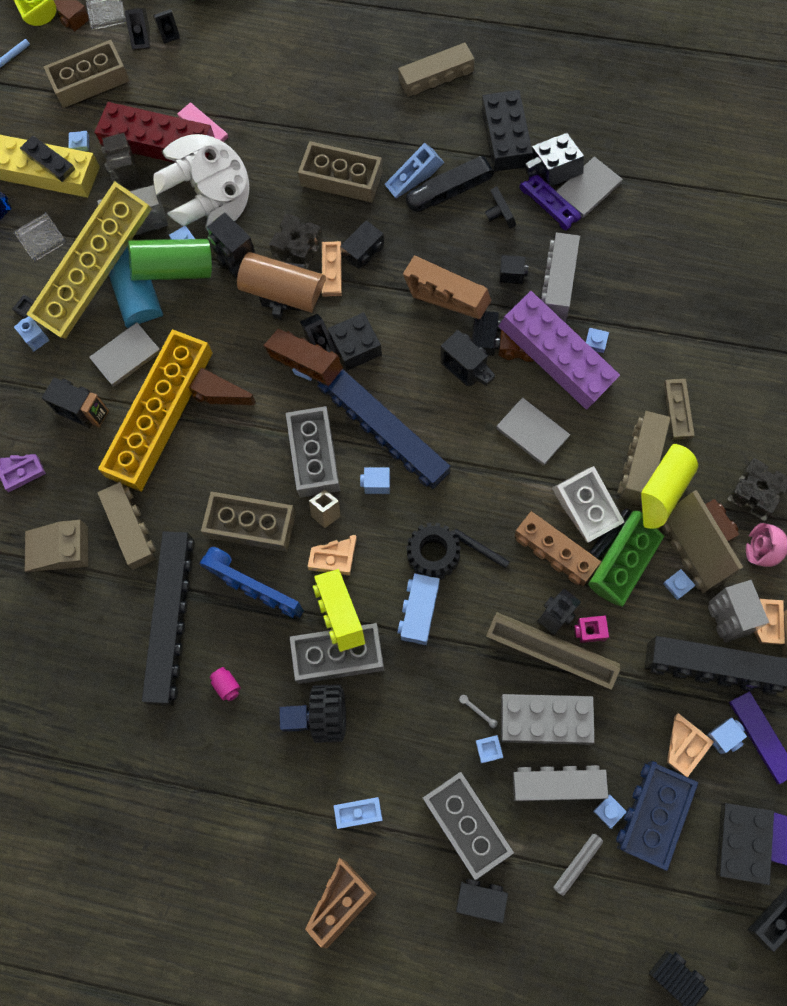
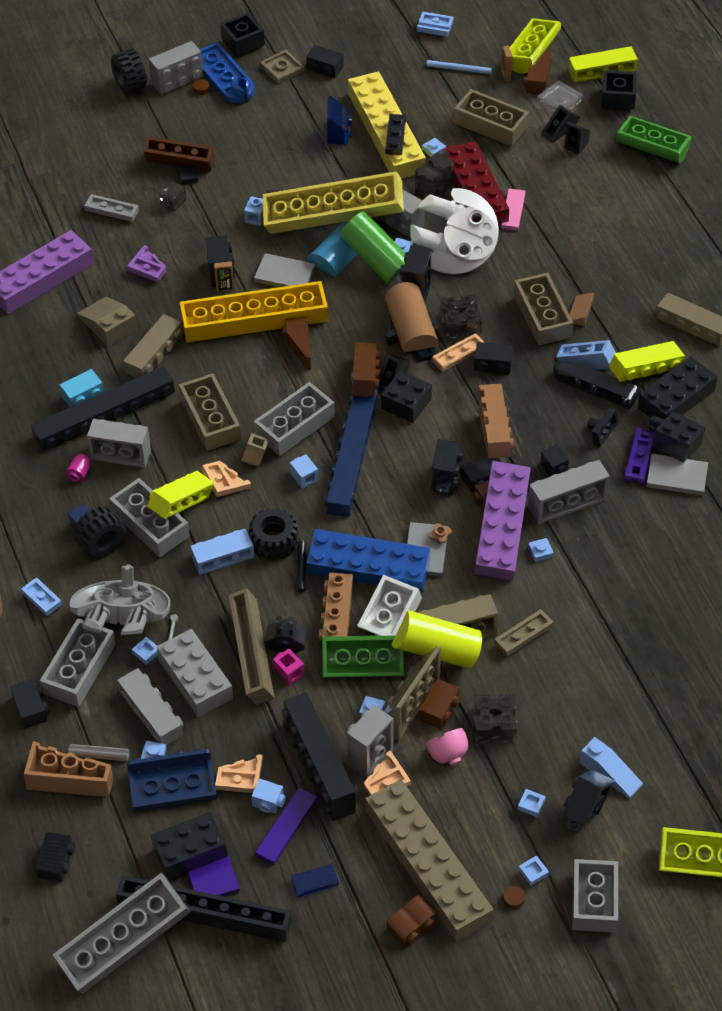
camera: 50 degrees right, 20 degrees down
(35, 21) = (506, 66): none -> medium nougat tile
(40, 237) = (335, 170): clear tile -> none
(129, 624) = (81, 388): none -> medium azure brick
(217, 563) = (163, 411): blue plate -> none
(227, 628) = (119, 443): none -> light grey brick
(356, 141) = (581, 308): none -> medium nougat slope
(430, 745) = (120, 601): none -> light grey piece
(462, 131) = (646, 361): none -> neon yellow brick
(521, 488) = (367, 558): none -> blue brick
(529, 415) = (440, 537): none -> medium nougat plate
(589, 916) = (66, 773): none -> medium nougat wedge

